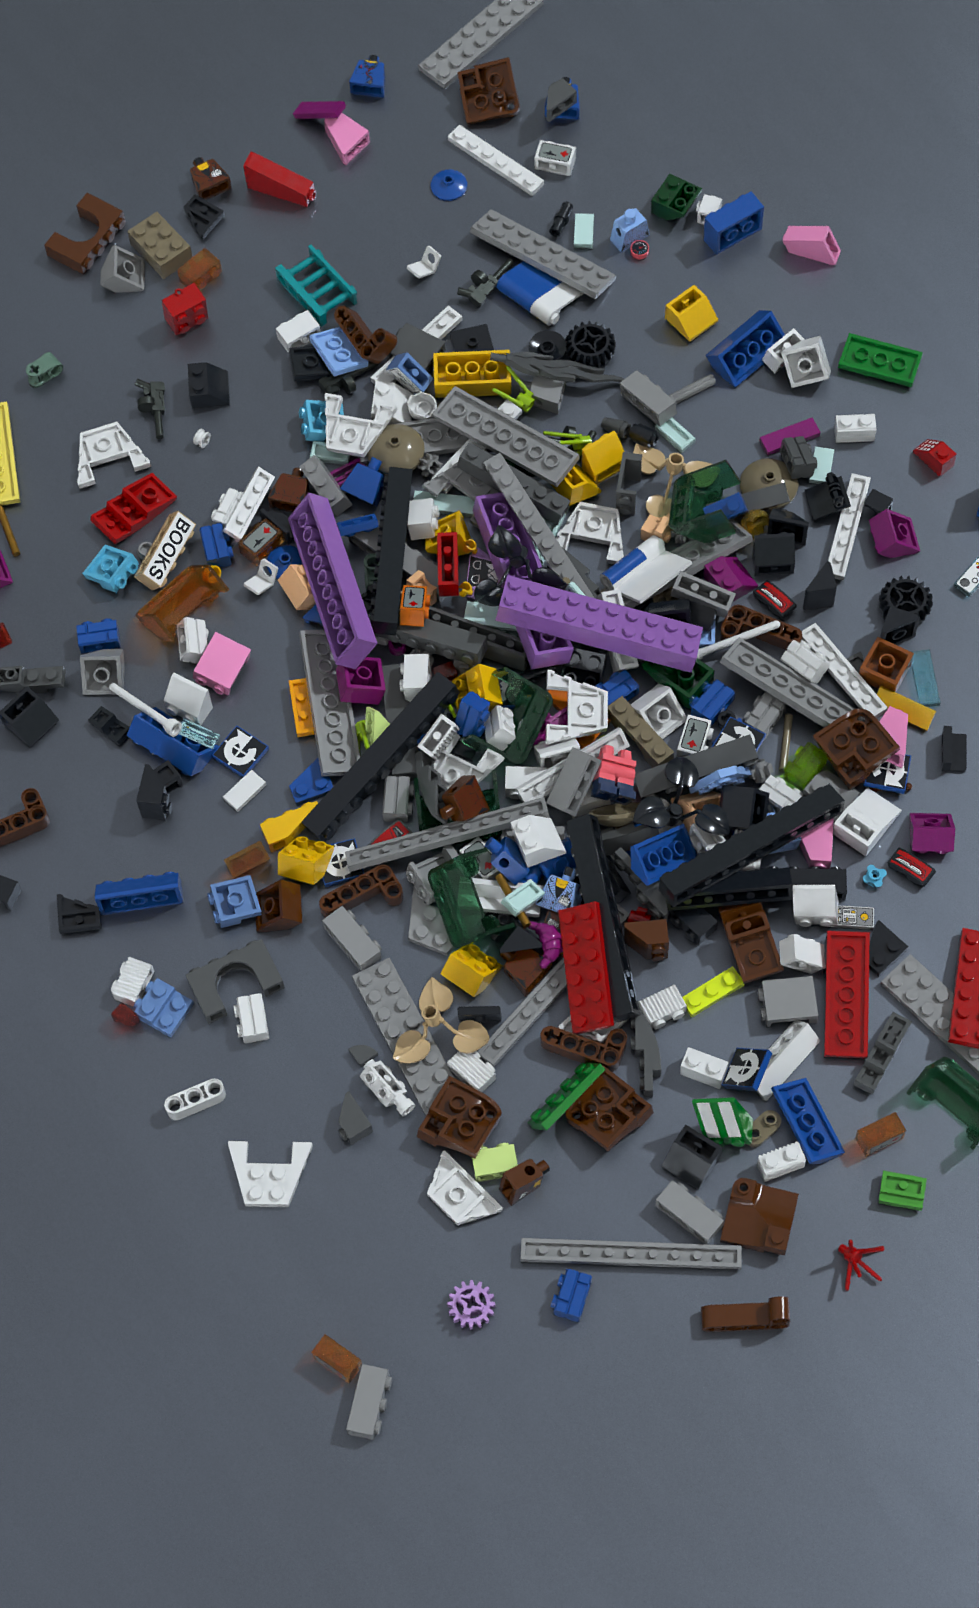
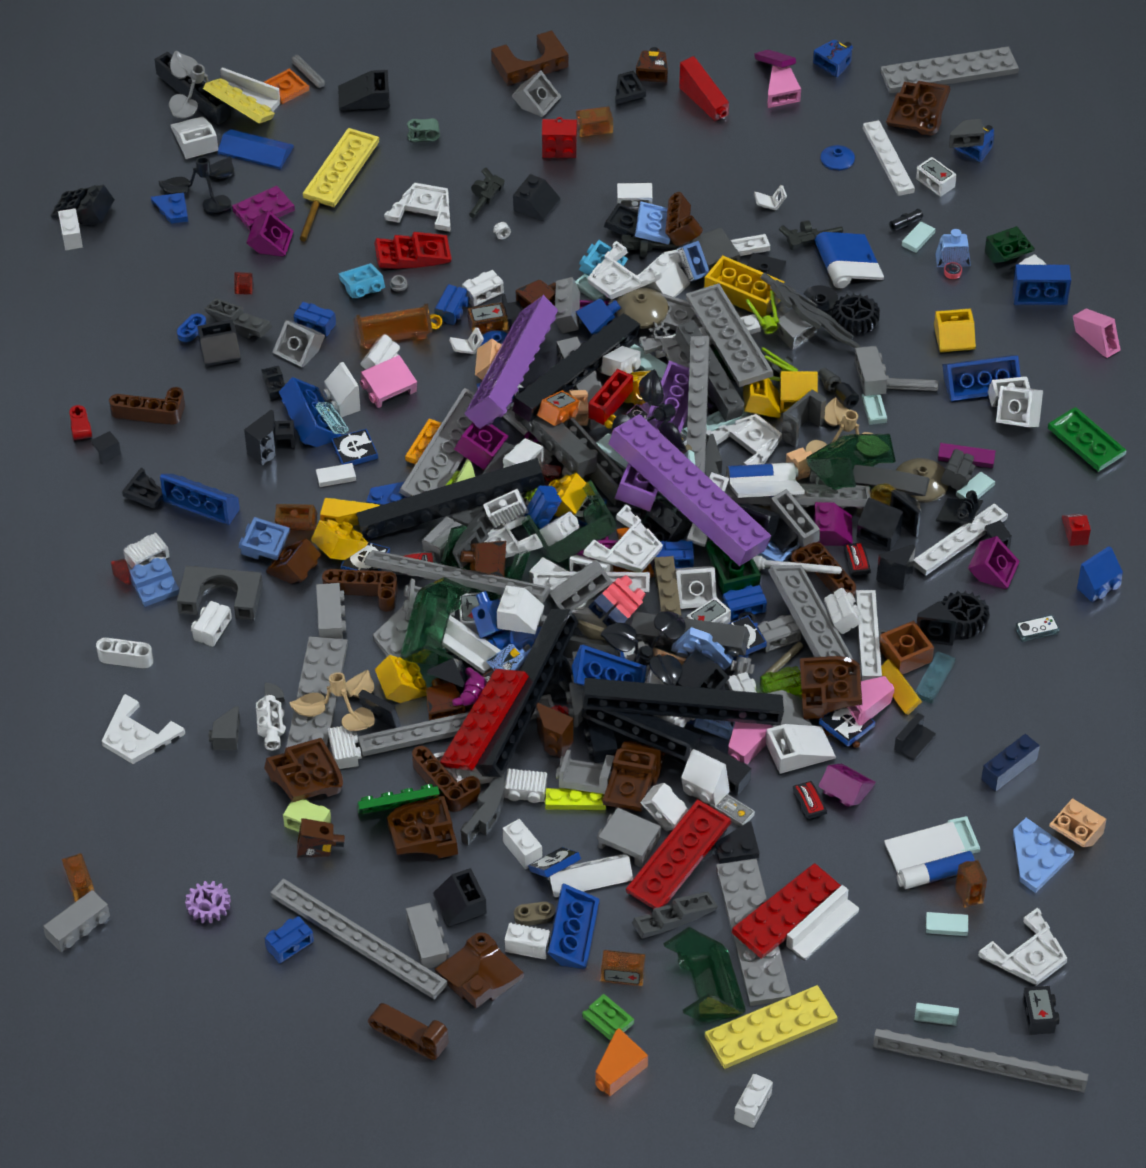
camera: 30 degrees right, 15 degrees down
(160, 245) = (577, 89): dark tan brick -> none
(165, 550) = (410, 287): brick -> none
(171, 726) = (313, 398): white piece -> none
(248, 504) = (493, 288): white panel -> none
(308, 301) = (661, 180): teal fence -> none
(352, 526) = (558, 337): blue plate -> none
(421, 405) = (683, 286): white hair -> none
(459, 1193) = (263, 824): white wing -> none
(507, 890) = (468, 646): pearl gold bar -> none
(522, 897) = (476, 646): light aqua tile -> none
(543, 254) = (871, 236): light grey plate -> none
(707, 963) = (584, 775): none -> light grey panel
(724, 1121) = (502, 880): green slope -> none
(731, 506) = (868, 472): blue brick -> none
(854, 1256) = (530, 1039): red plant -> none
(855, 428) = (1023, 474): white brick -> none
(877, 881) = (774, 794): medium azure plate -> none
(945, 1228) = (619, 1063): none -> orange slope

